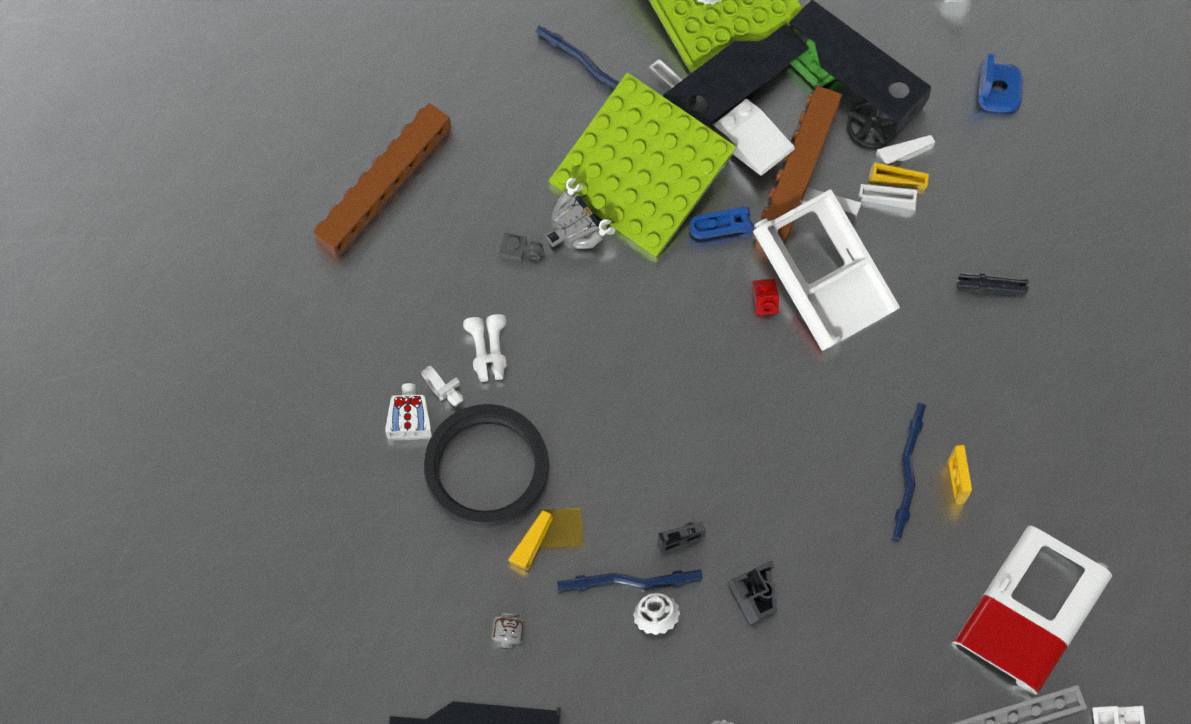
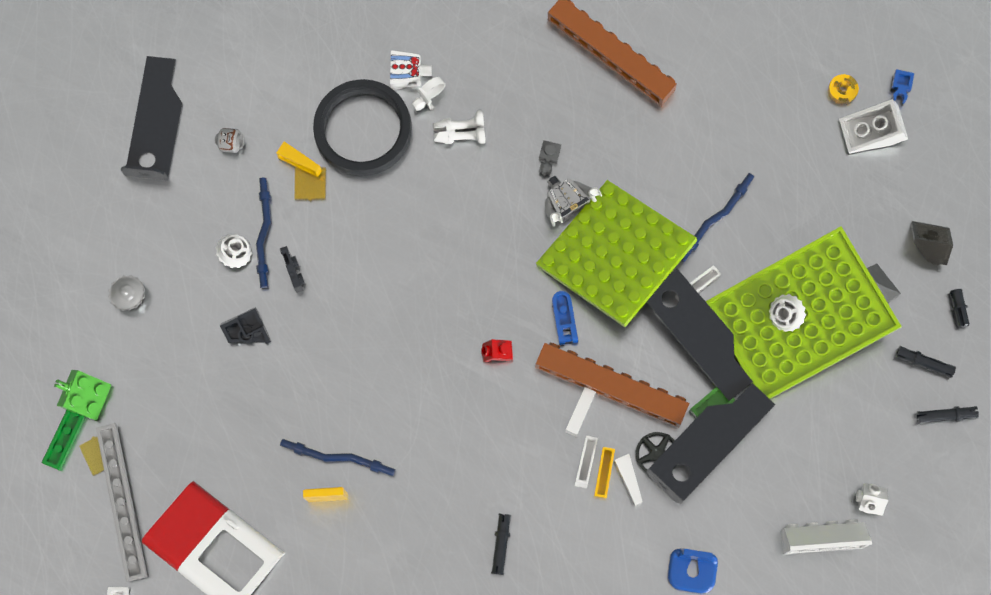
camera: 95 degrees right, 5 degrees up
(755, 137) = (639, 345): white slope -> none
(846, 297) = (490, 413): white piece -> none

